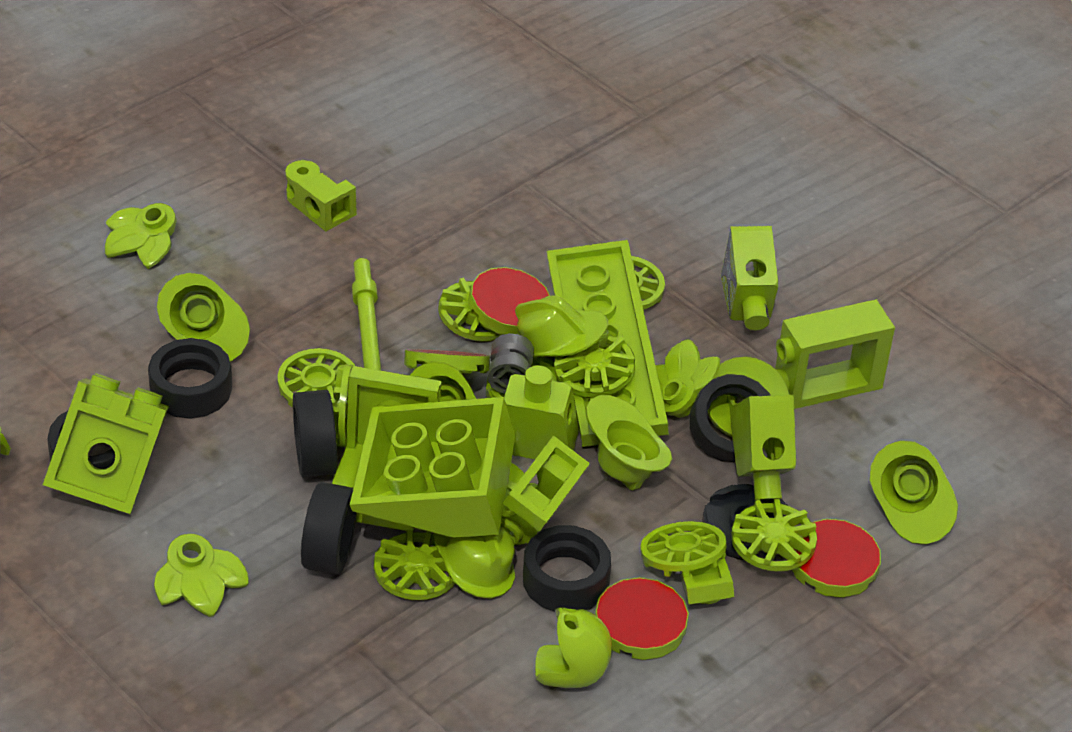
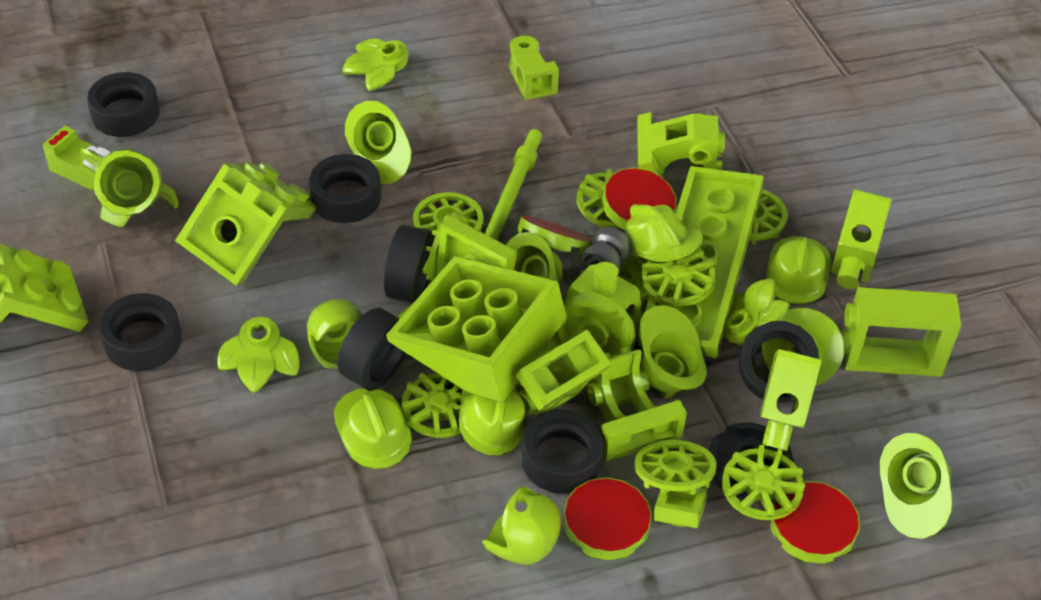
camera: 25 degrees right, 5 degrees up
(61, 618) = (145, 354): none -> black tyre
(274, 525) = (328, 328): none -> lime helmet
(360, 608) = (372, 428): none -> lime piece
(535, 426) = (603, 319): none -> lime tile
(543, 222) = (679, 139): none -> lime tile
(634, 514) = (624, 384): none -> lime tile
(702, 320) = (800, 269): none -> lime piece

